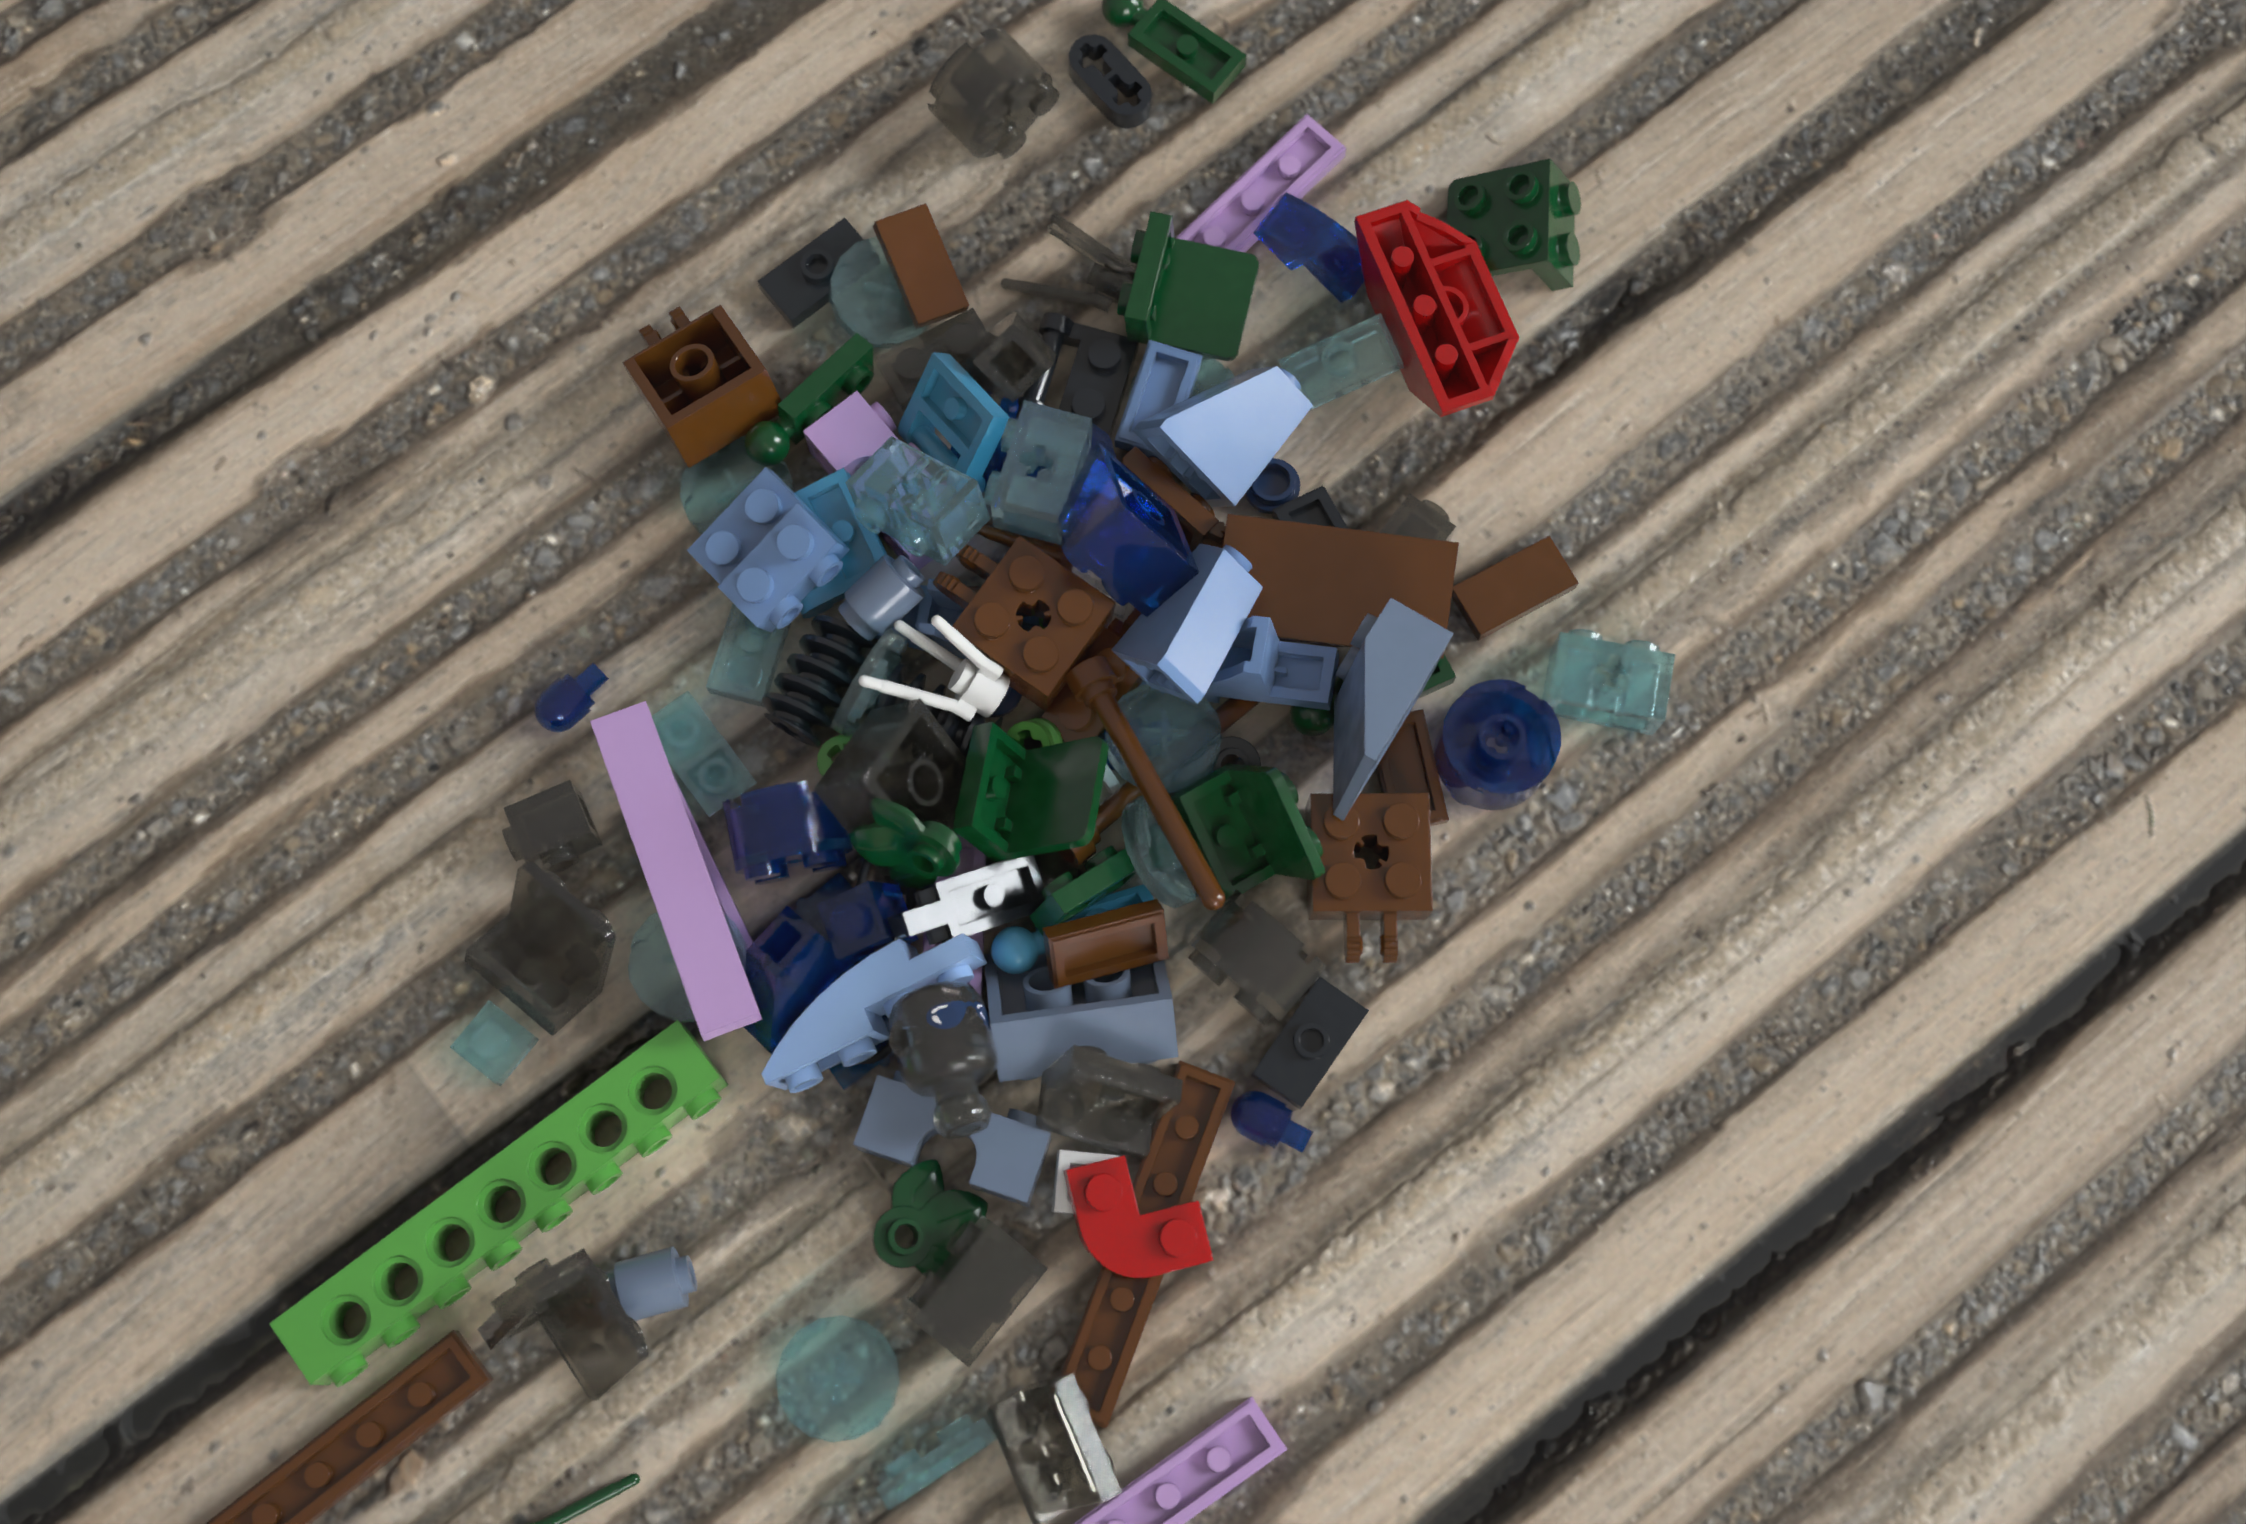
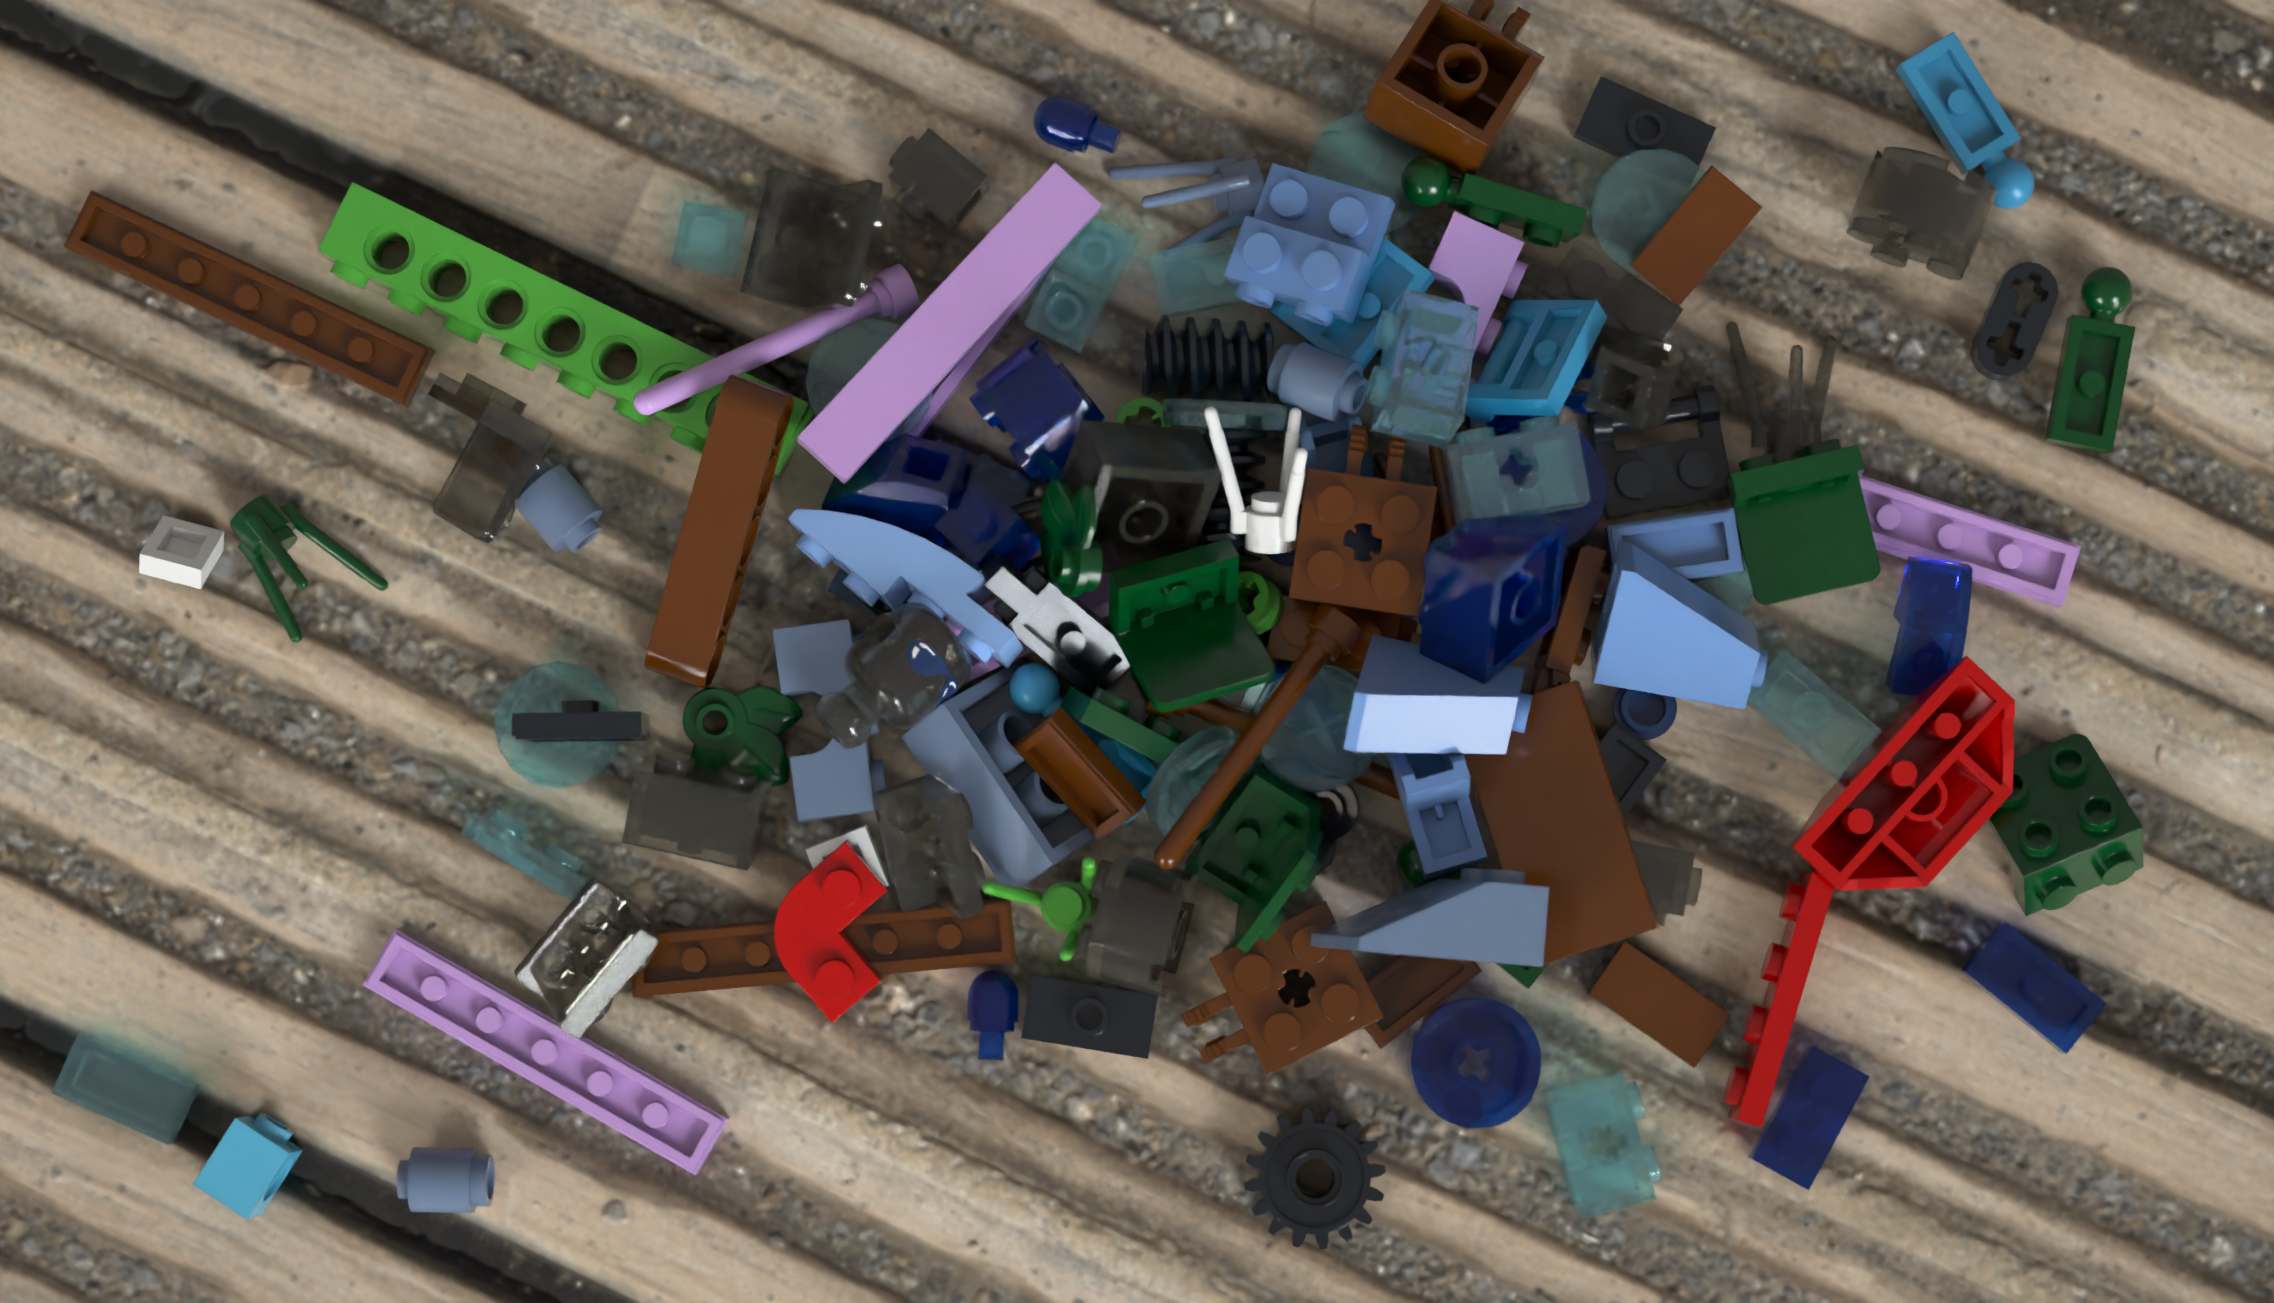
camera: 70 degrees right, 10 degrees up
(627, 911) = (888, 294): none -> lavender piece
(686, 600) = (1230, 185): none -> sand blue plant
(744, 1148) = (719, 531): none -> reddish brown beam
(846, 1354) = (581, 723): none -> black plate
(929, 37) = (1967, 117): none -> dark azure plate
(1208, 1014) = (1063, 905): none -> bright green plant
(1550, 897) = (1323, 1211): none -> black gear
(1569, 503) = (1770, 1025): none -> red plate
(1632, 305) = (2033, 987): none -> clear blue plate
(1656, 518) = (1808, 1117): none -> clear blue plate

